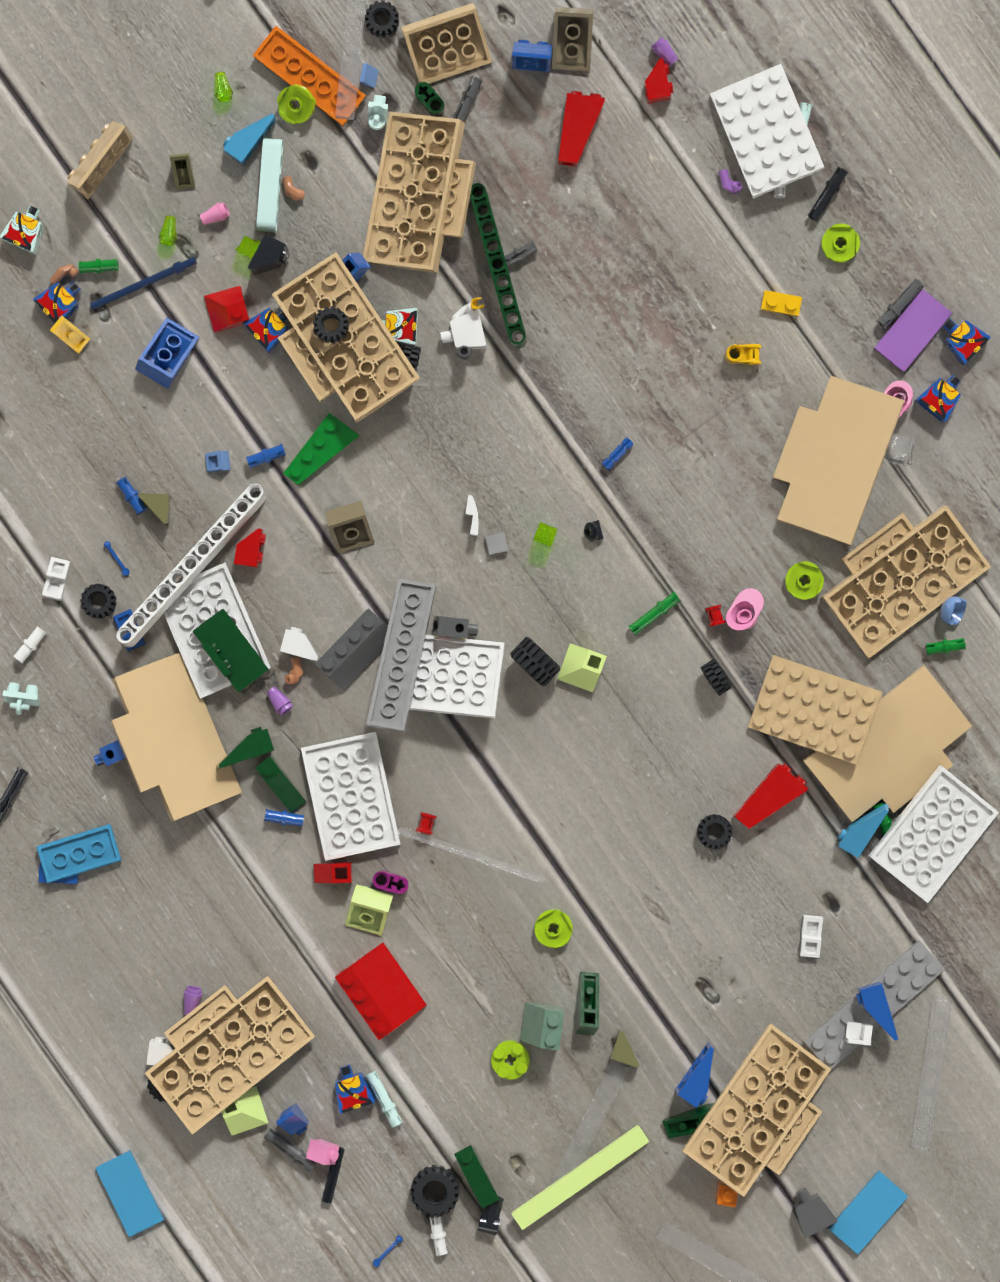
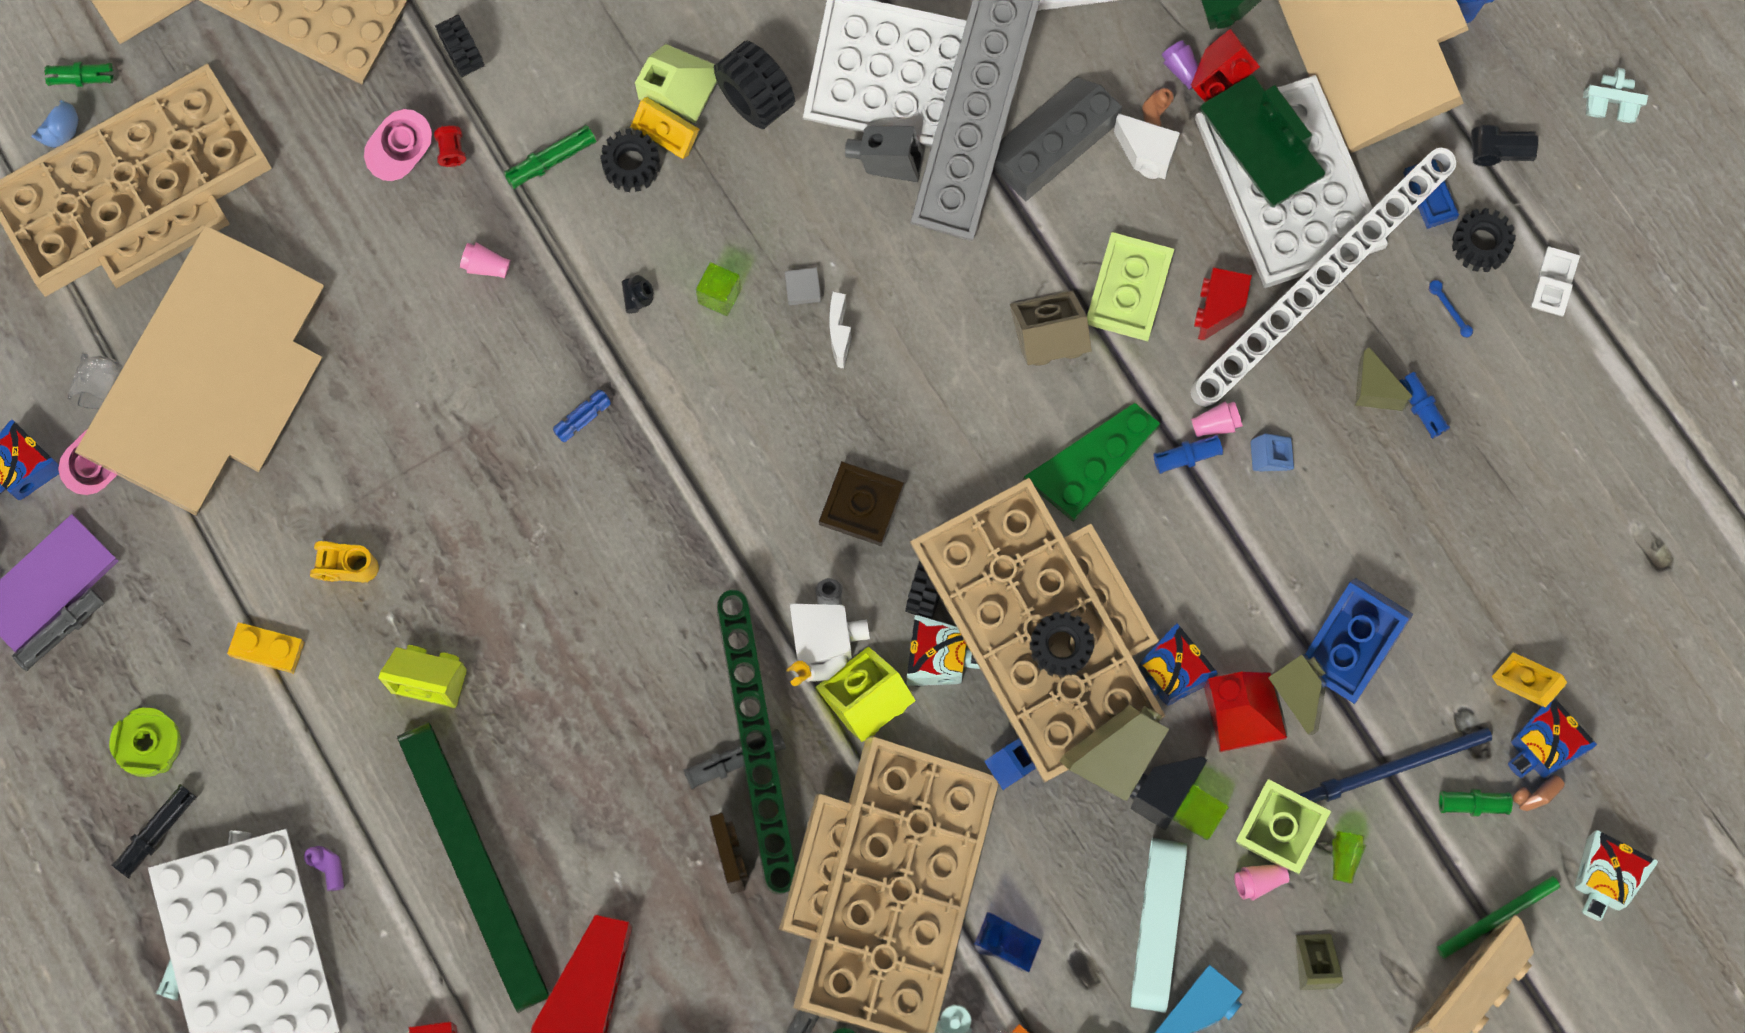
camera: 175 degrees left, 15 degrees down
(30, 644) = (1600, 179): white pin -> none
(84, 205) = (1498, 917): none -> green bar
(92, 661) = (1493, 146): none -> black piece
(196, 320) = (1303, 690): none -> olive slope
(204, 239) = (1283, 827): none -> yellowish green slope
(248, 477) = (1218, 420): none -> bright pink cone
(255, 698) = (1223, 66): none -> red slope
(290, 191) = (1121, 911): nougat arm -> none
(297, 268) = (1118, 751): none -> olive slope
(304, 556) = (1129, 286): none -> yellowish green plate
(351, 167) = (1007, 943): none -> clear blue slope
(439, 300) = (866, 694): none -> neon yellow slope
(451, 412) = (861, 503): none -> dark brown plate
(509, 209) = (732, 864): none -> dark brown plate
(587, 636) = (665, 127): none -> yellow plate
(594, 614) = (624, 144): none -> black tyre
(648, 188) = (473, 867): none -> dark green beam
(685, 543) = (483, 261): none -> bright pink cone
(688, 290) = (424, 676): none -> neon yellow slope
(798, 571) = (303, 206): lime plate -> none

